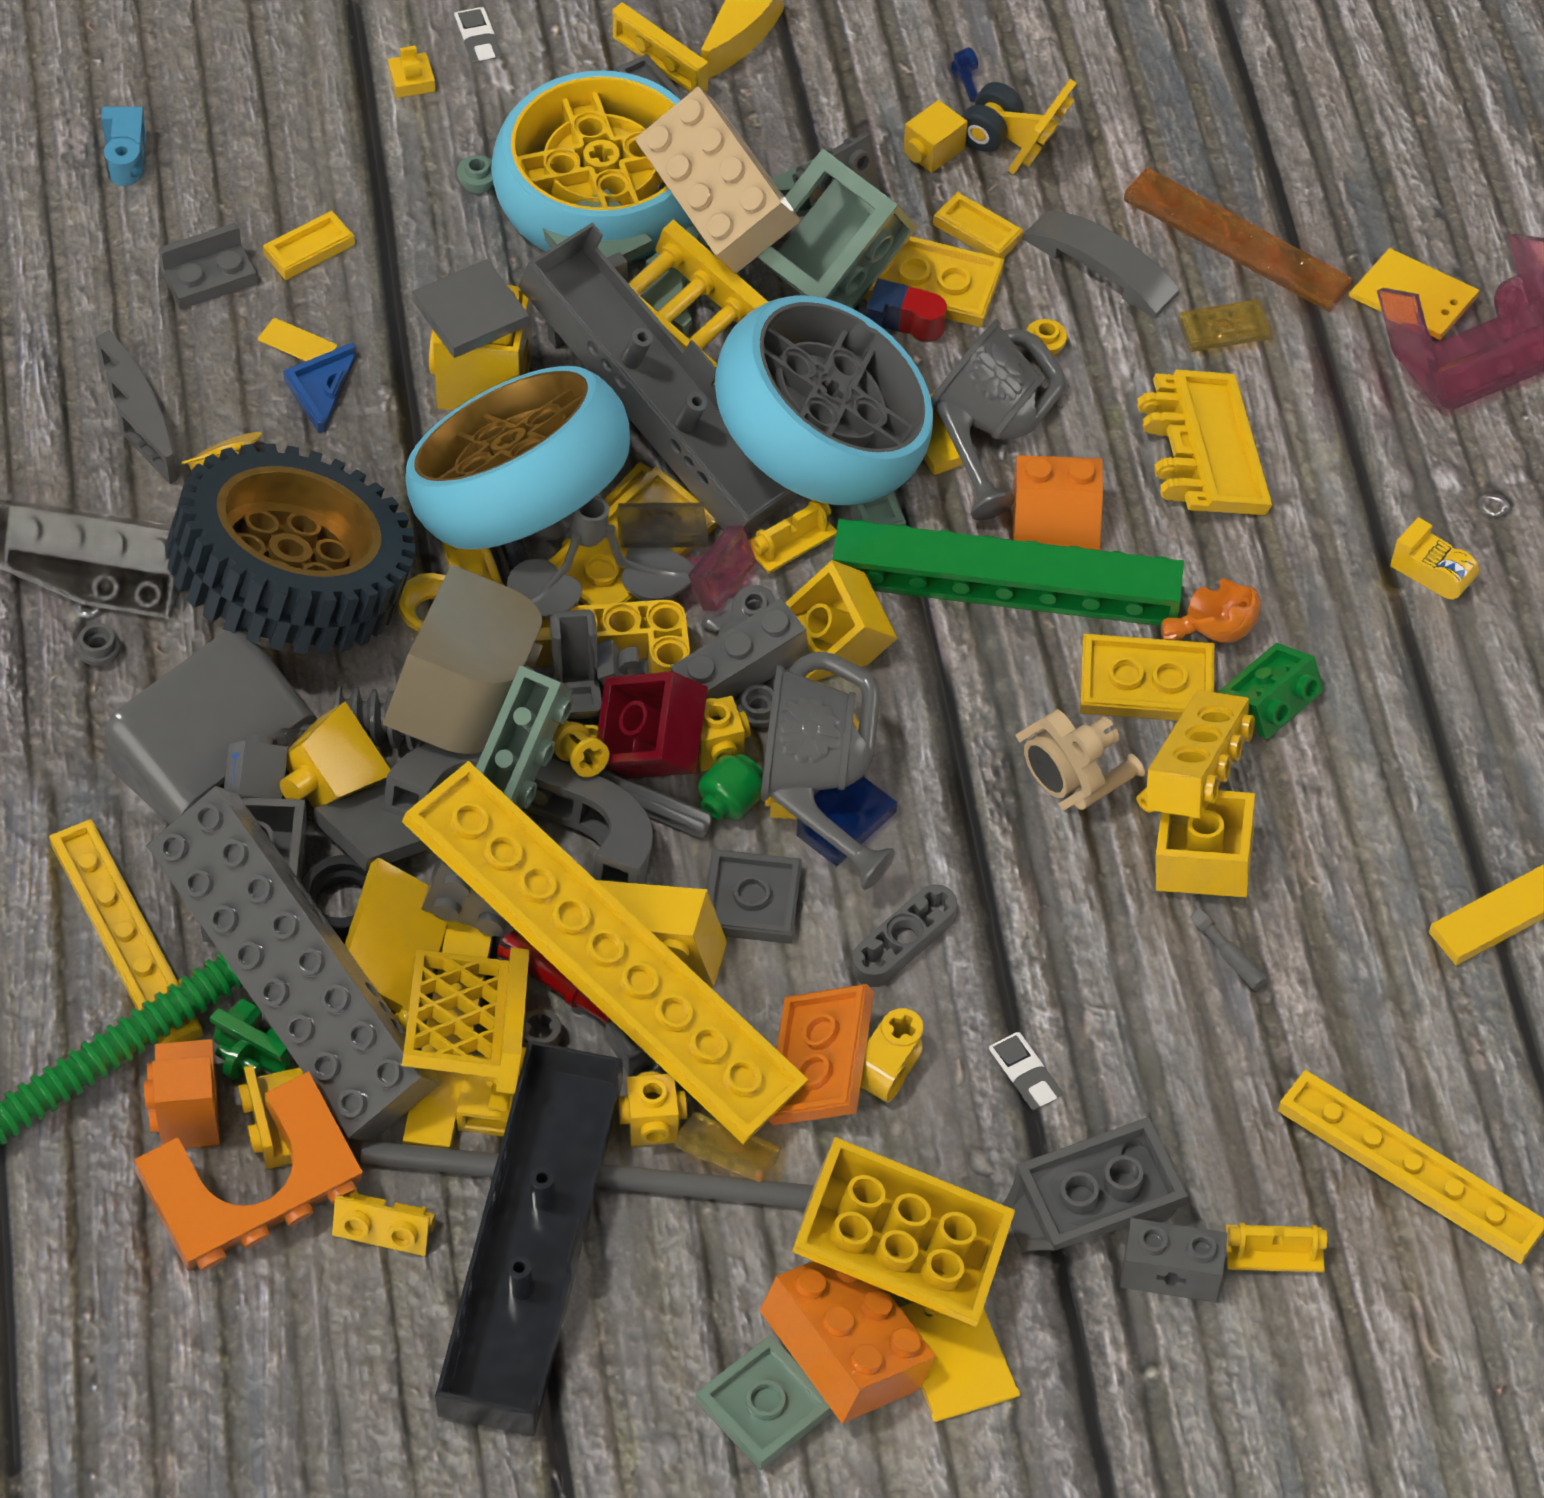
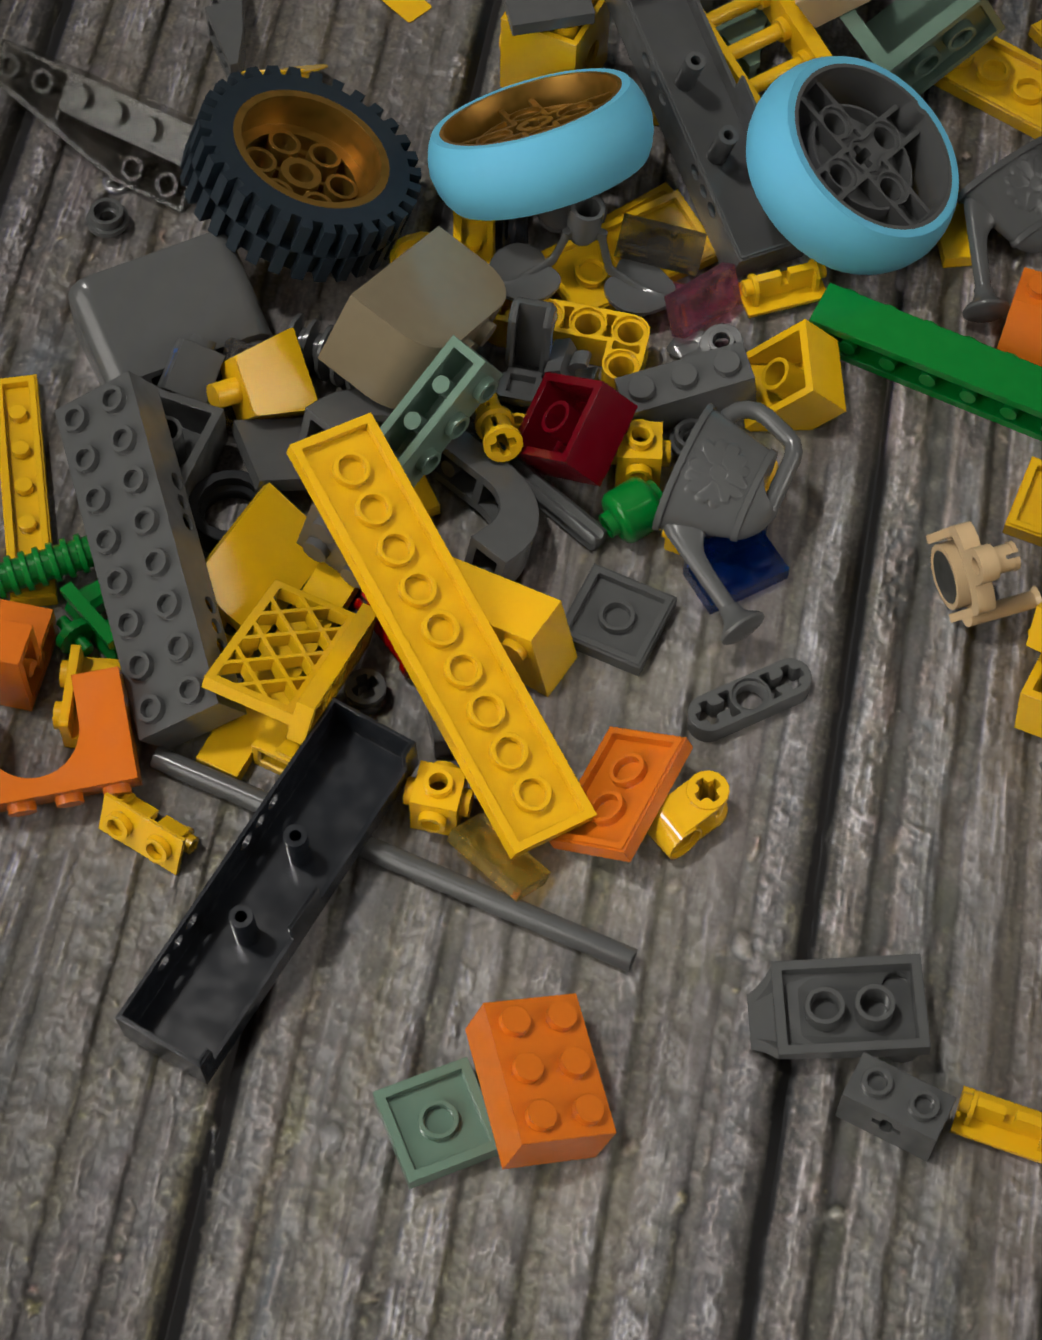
camera: 20 degrees right, 5 degrees up
(320, 382) = (402, 35): blue tile -> none
(880, 511) = (877, 287): sand green tile -> none
(903, 1231) = (626, 997): yellow slope -> none
(907, 310) = (970, 106): leg -> none
(968, 1364) = (653, 1132): yellow container -> none
(1025, 1070) = (820, 868): sticker -> none

